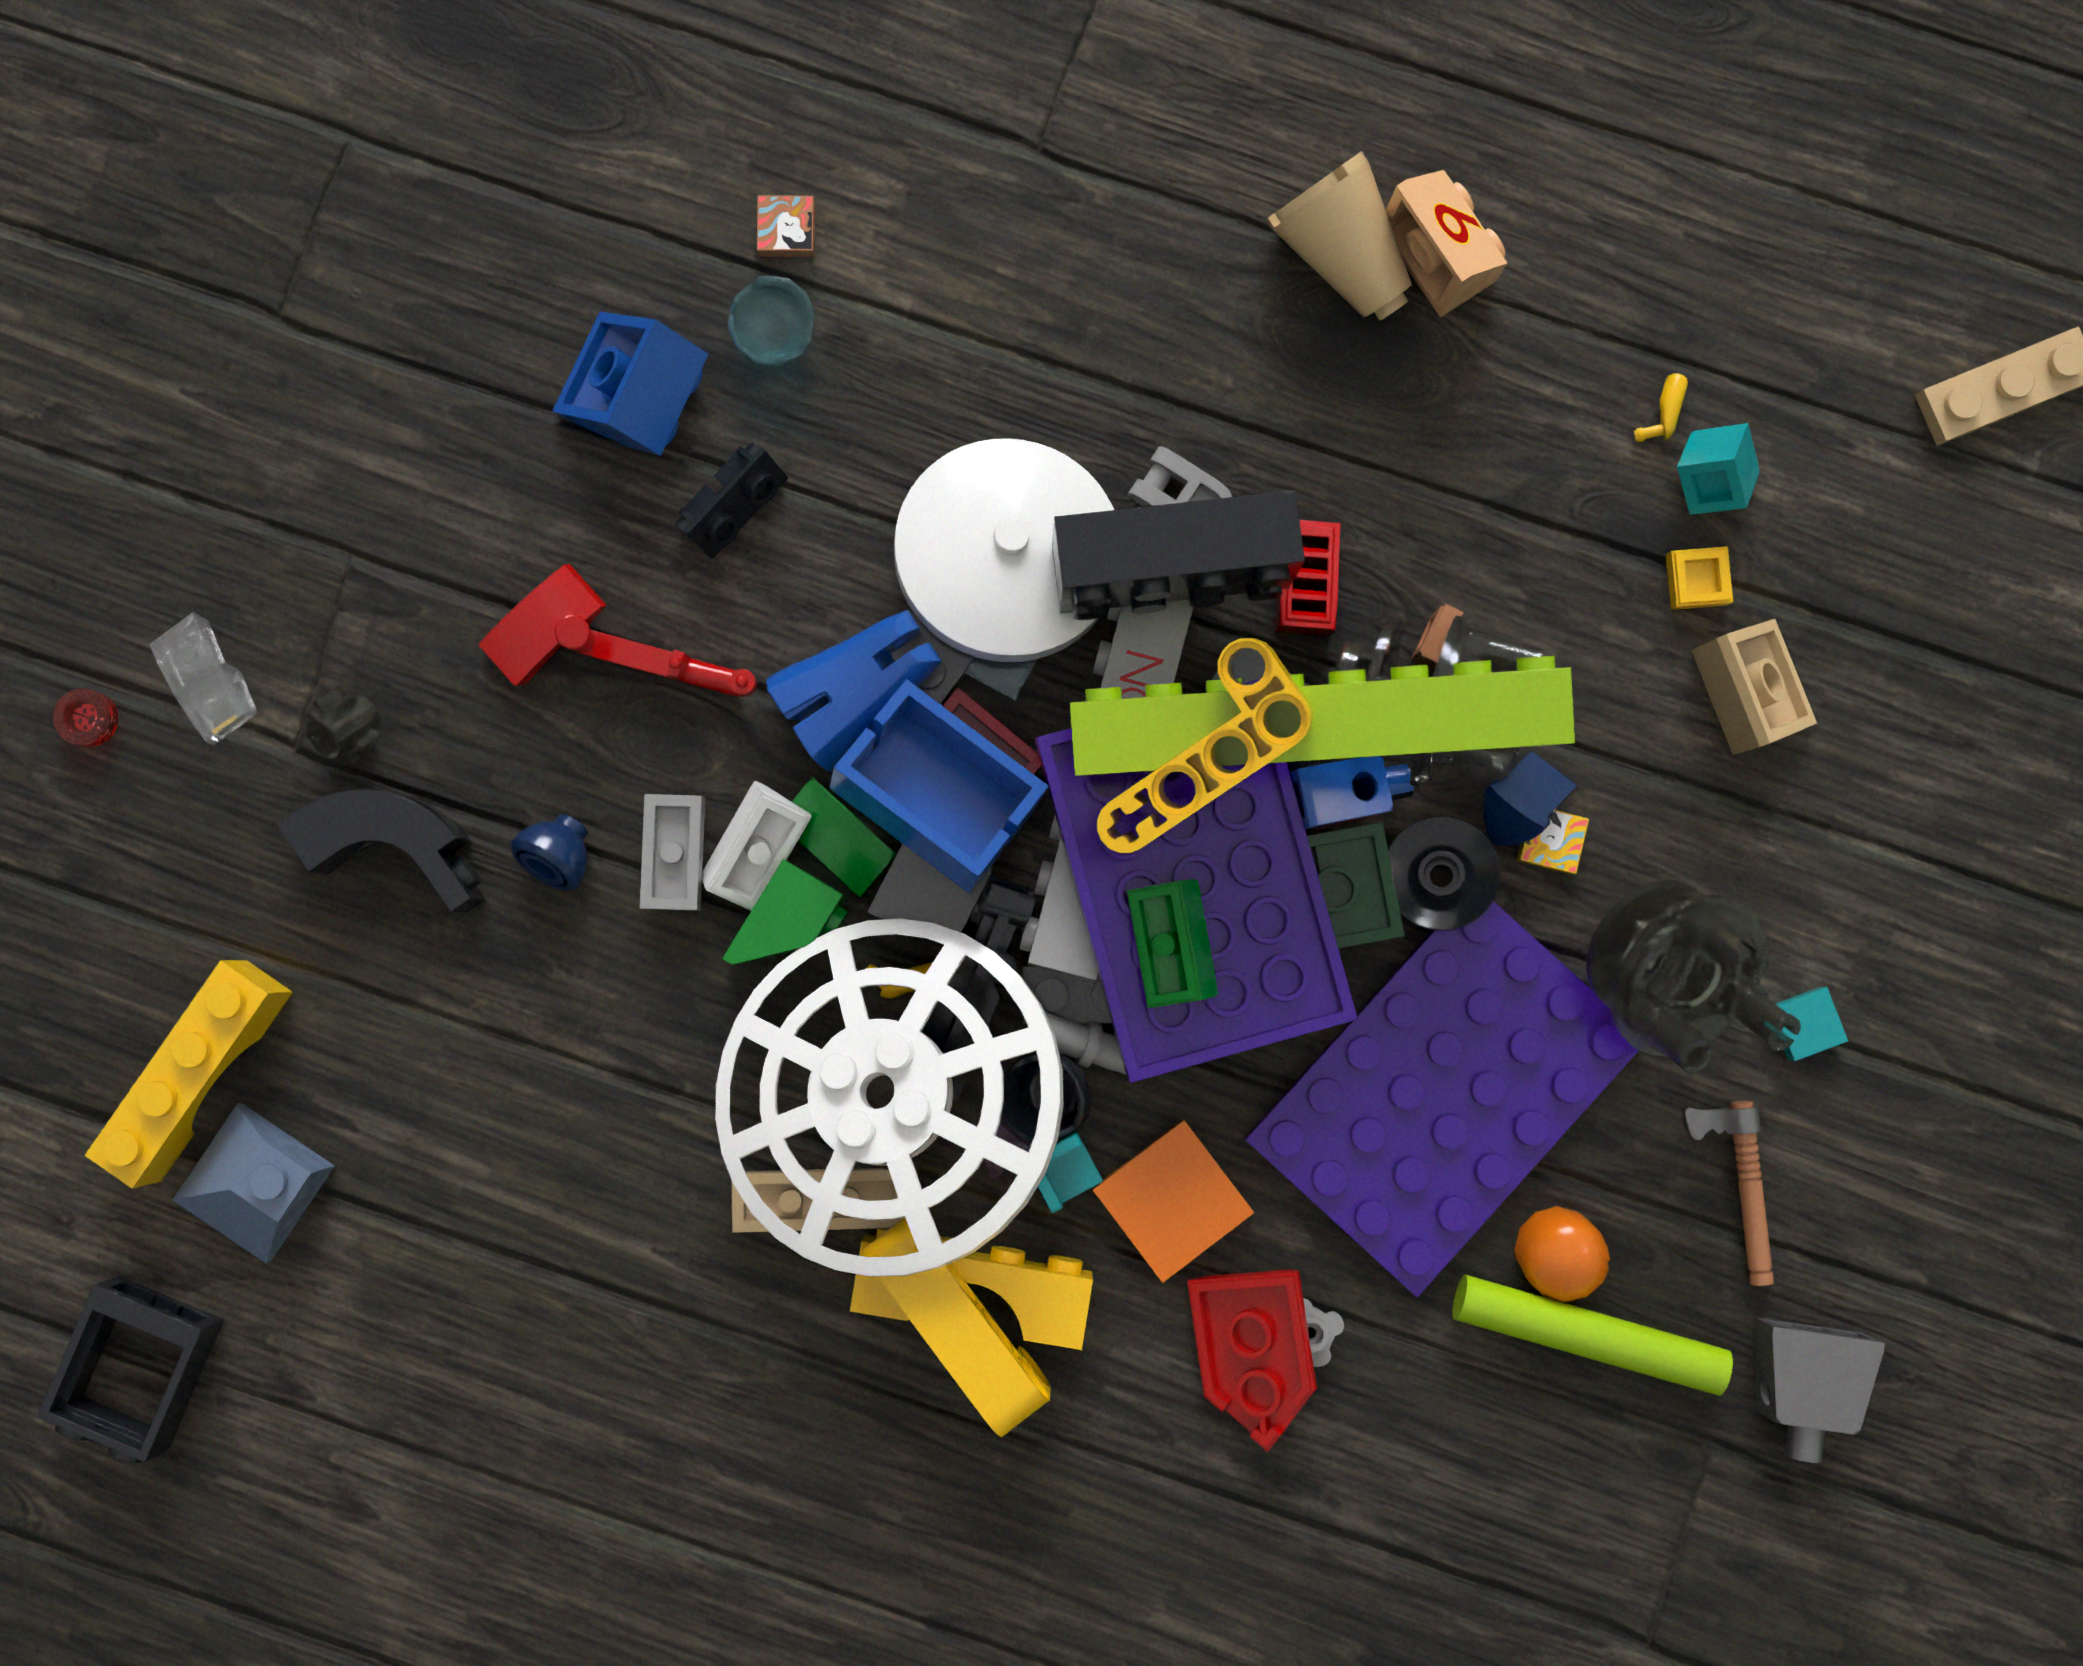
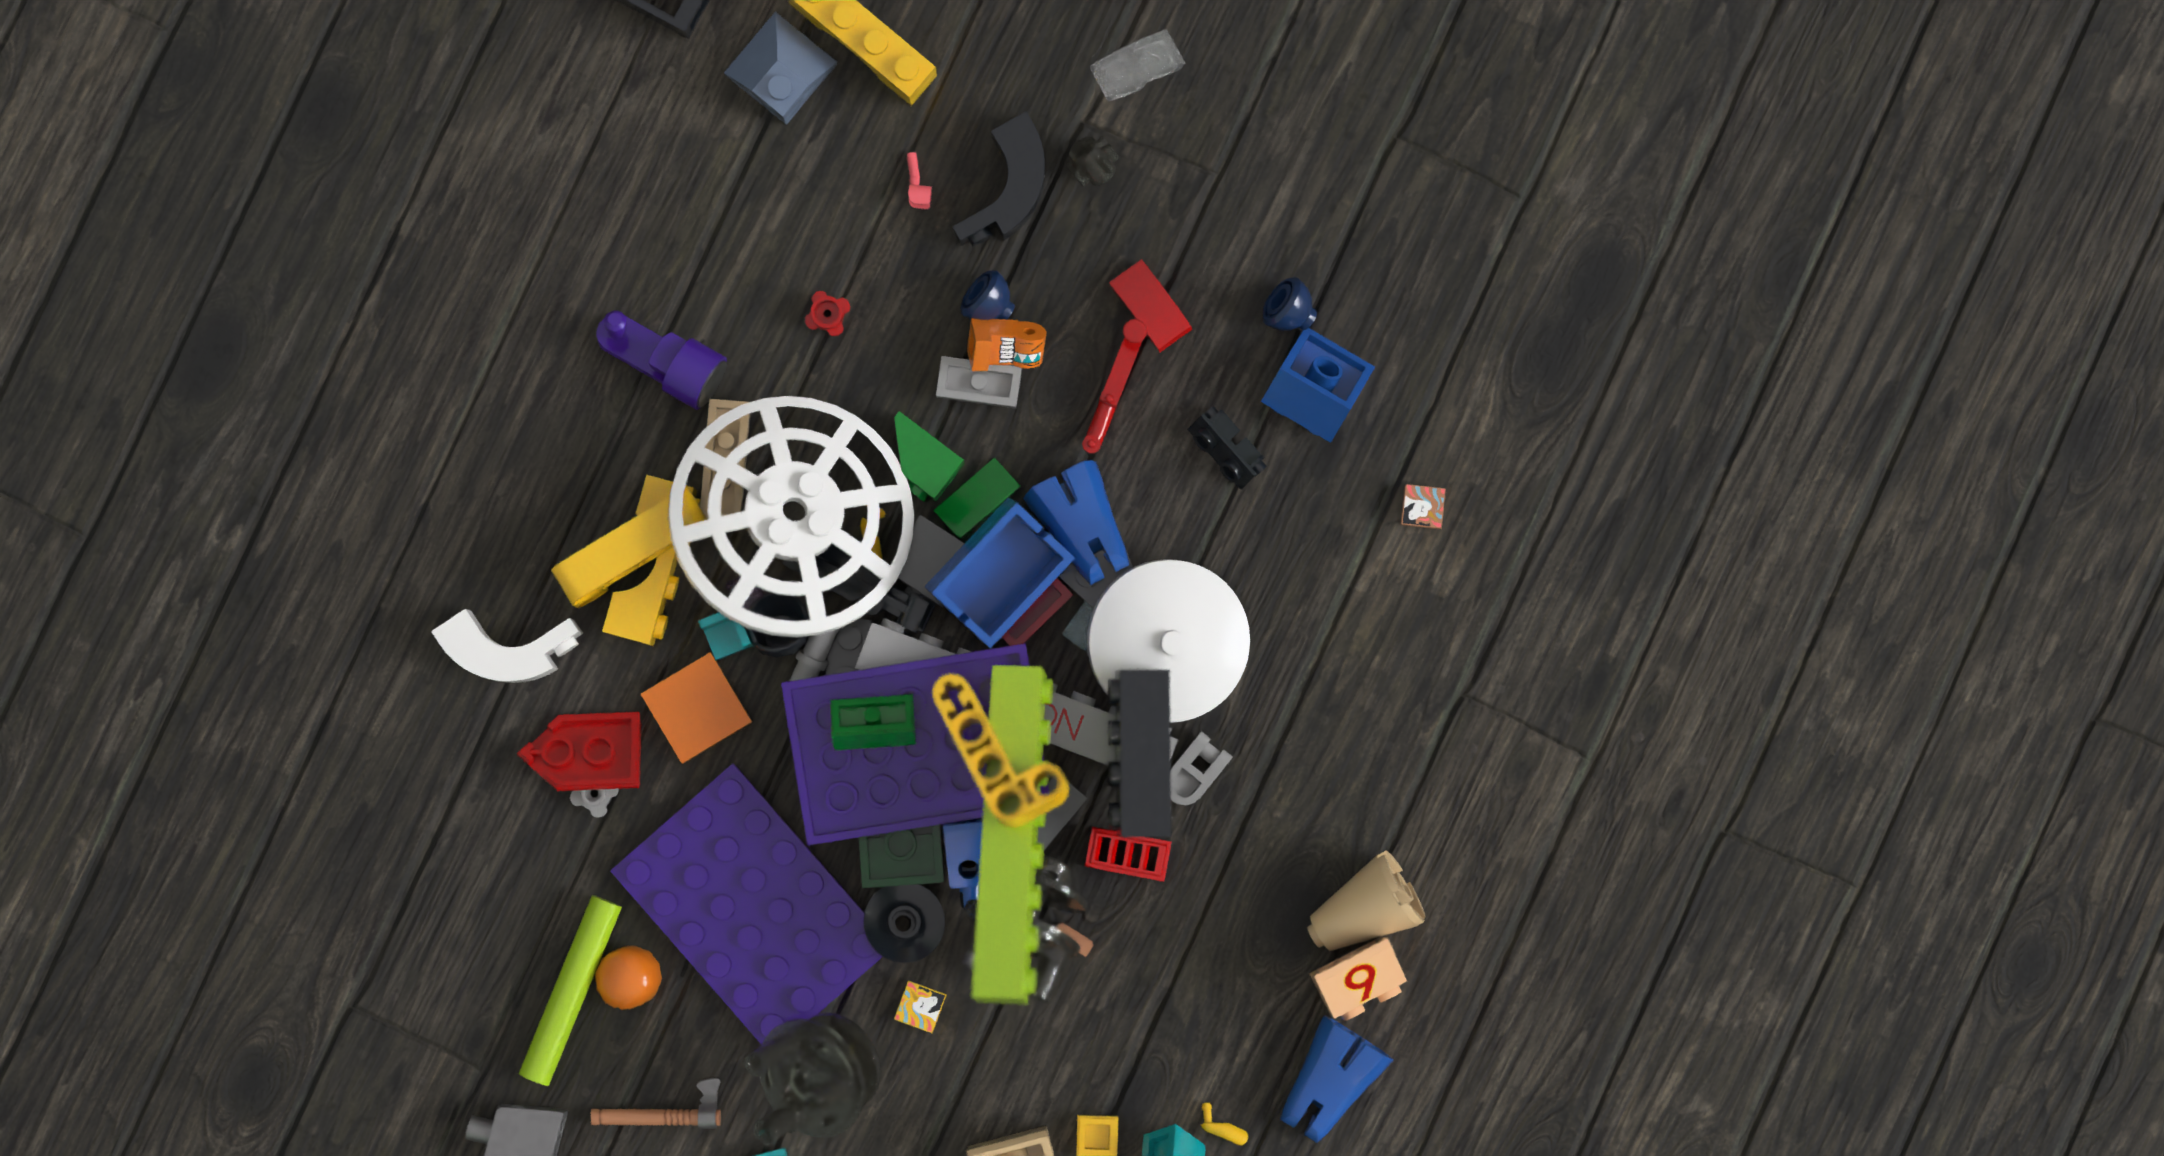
camera: 90 degrees right, 0 degrees up
(415, 966) = (918, 194): none -> coral hand
(523, 432) = (1289, 306): none -> dark blue brick
(580, 1080) = (821, 303): none -> red plate
(613, 820) = (1005, 343): none -> orange leg
(689, 1277) = (682, 367): none -> dark purple piece
(754, 846) = (976, 439): white slope -> none
(771, 321) = (1349, 489): clear light blue hair -> none
(1128, 1528) = (476, 652): none -> white arch
(1524, 801) = (948, 988): dark blue tile -> none
(1584, 265) = (1332, 1077): none -> blue piece

